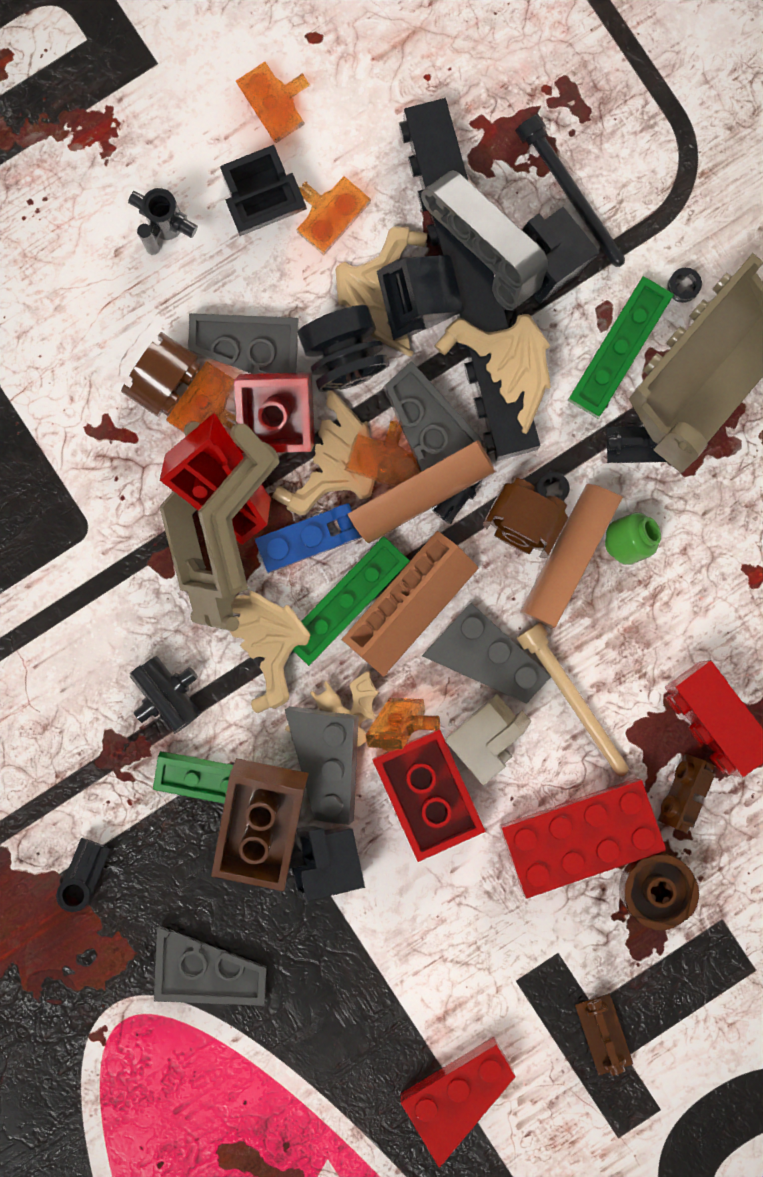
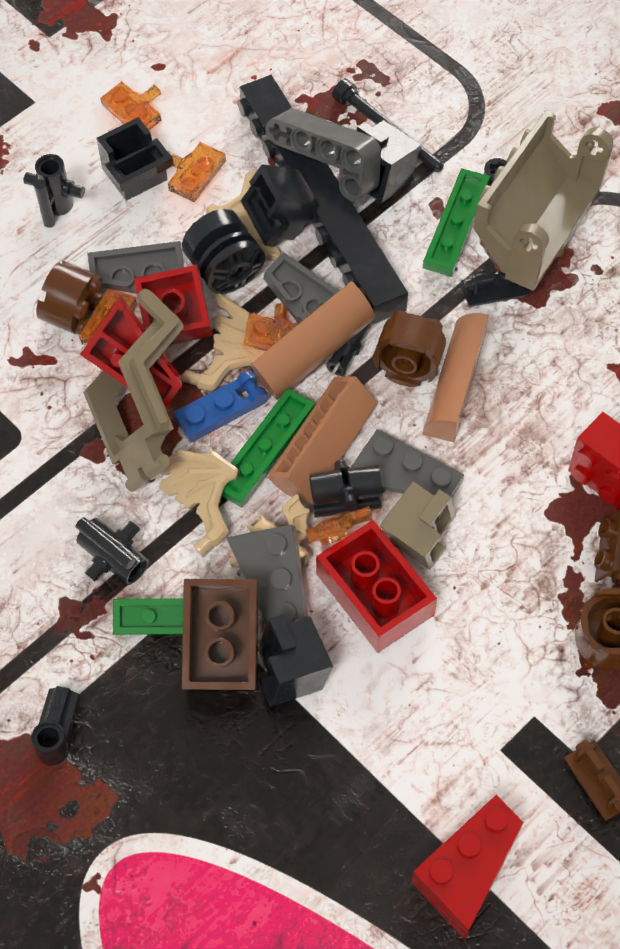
camera: 10 degrees left, 25 degrees down
(204, 974) = (191, 797): dark grey wing -> none
(421, 675) = (345, 489): none -> black pin
(515, 359) = (369, 230): tan animal -> none
(536, 642) = (441, 448): tan piece -> none
(582, 837) = (526, 599): red brick -> none
(632, 538) = (506, 351): bright green head -> none

